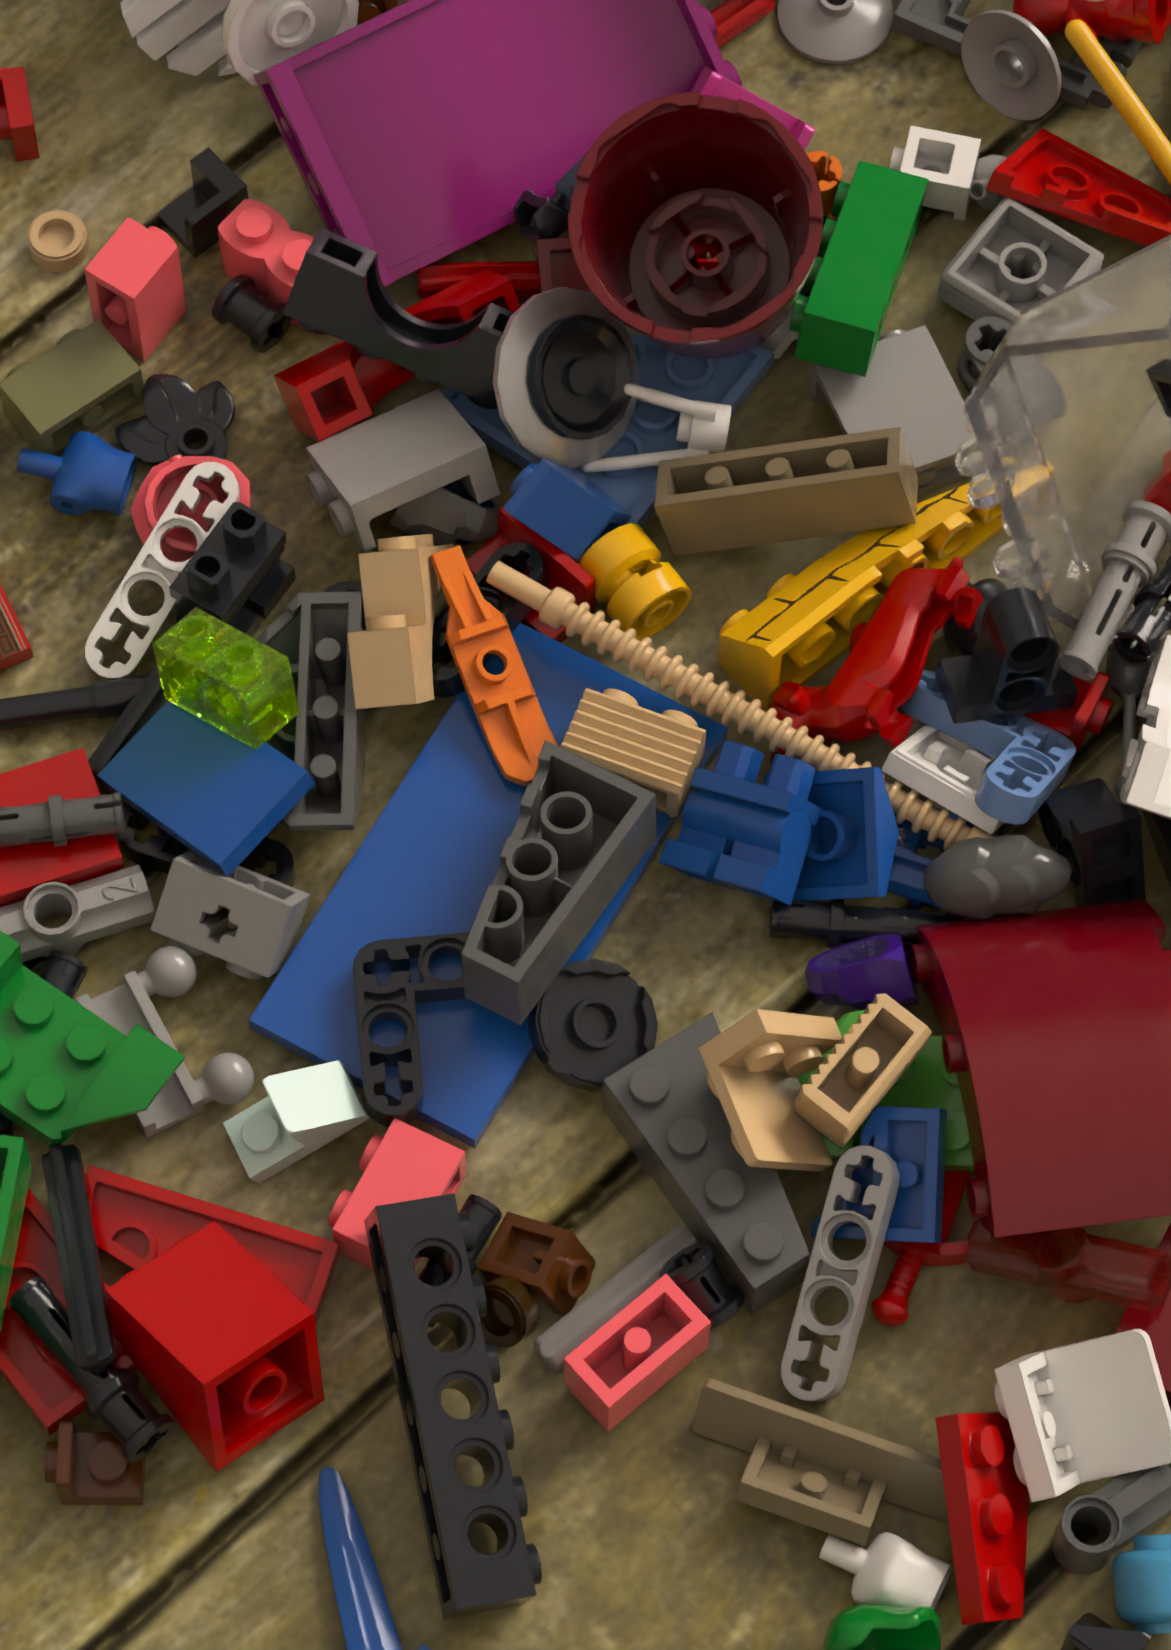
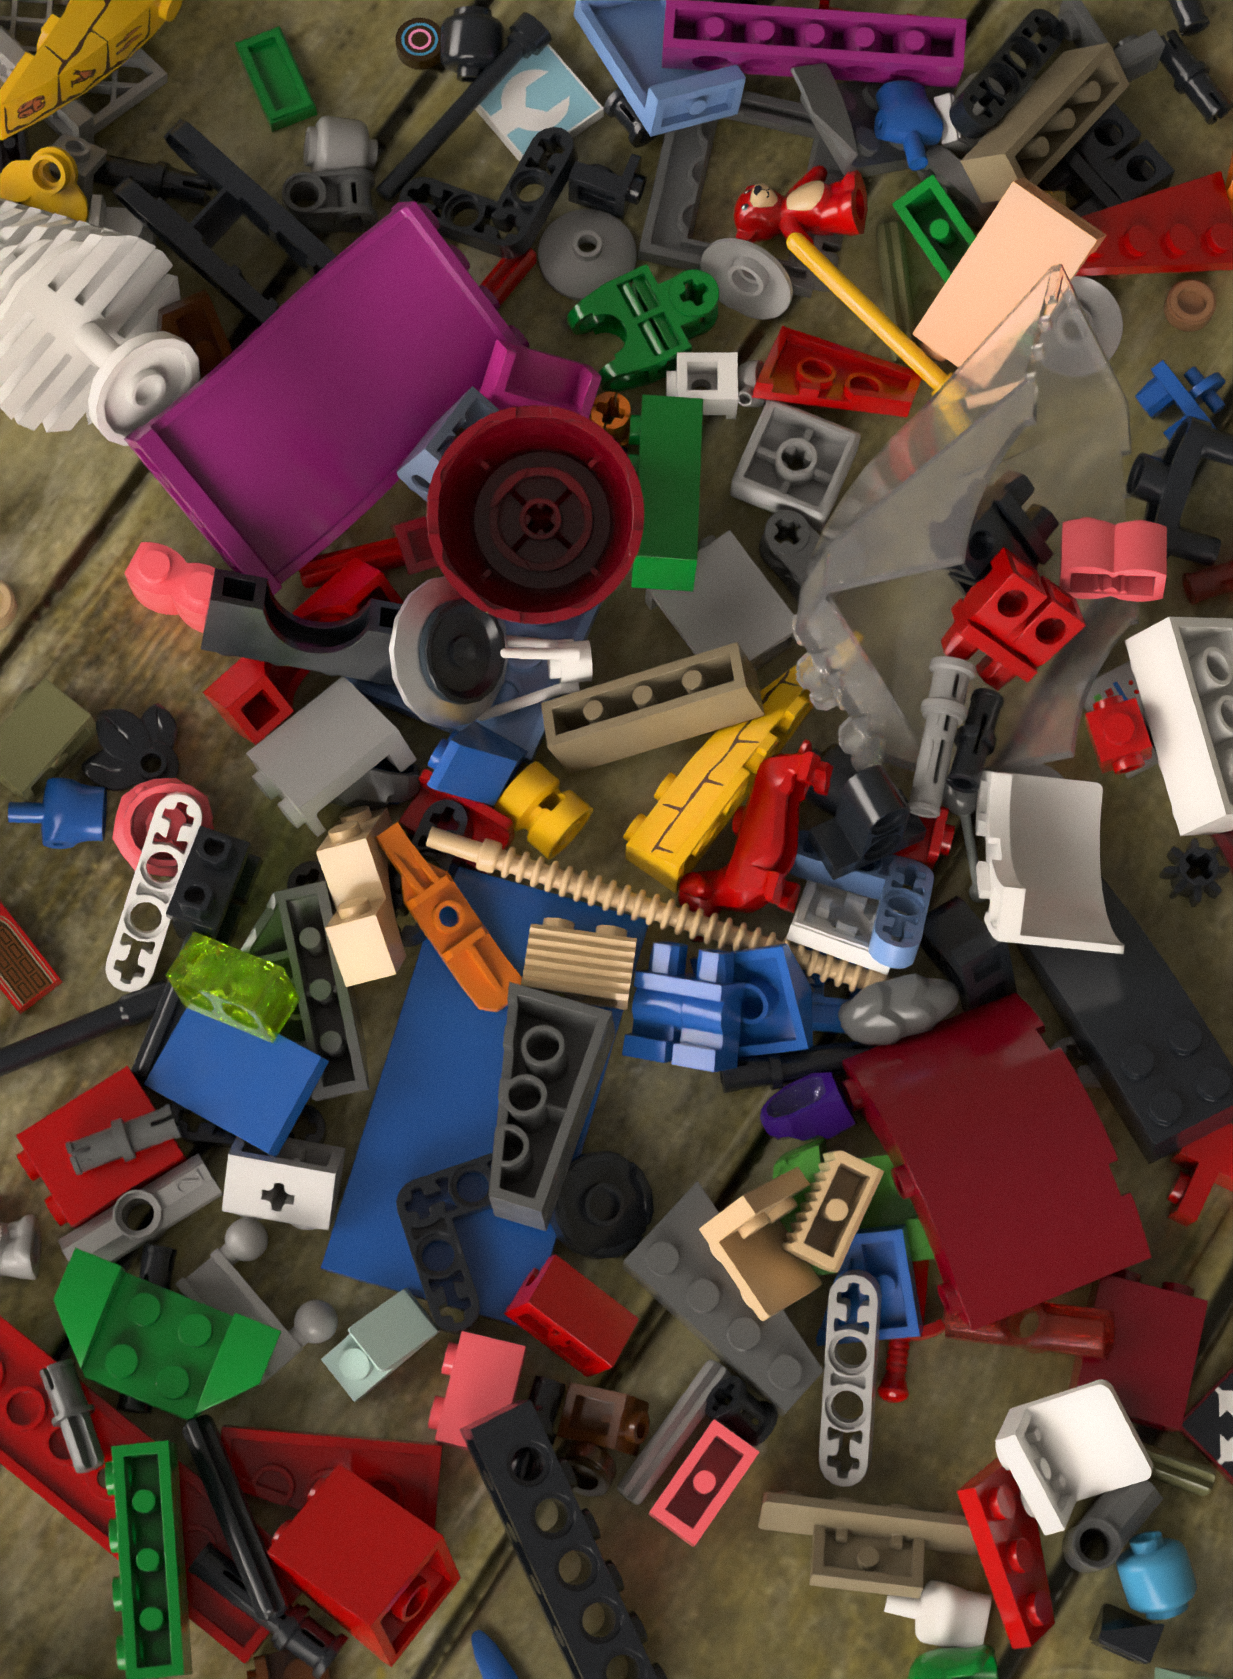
camera: 15 degrees left, 10 degrees up
(137, 287) = (69, 641): coral brick -> none
(200, 210) = (107, 548): black panel -> none
(251, 313) = (170, 637): black bush -> none
(527, 1135) = (572, 1316): none -> red hinge
(541, 216) = (391, 503): black piece -> none
(884, 91) = (650, 321): none -> green piece

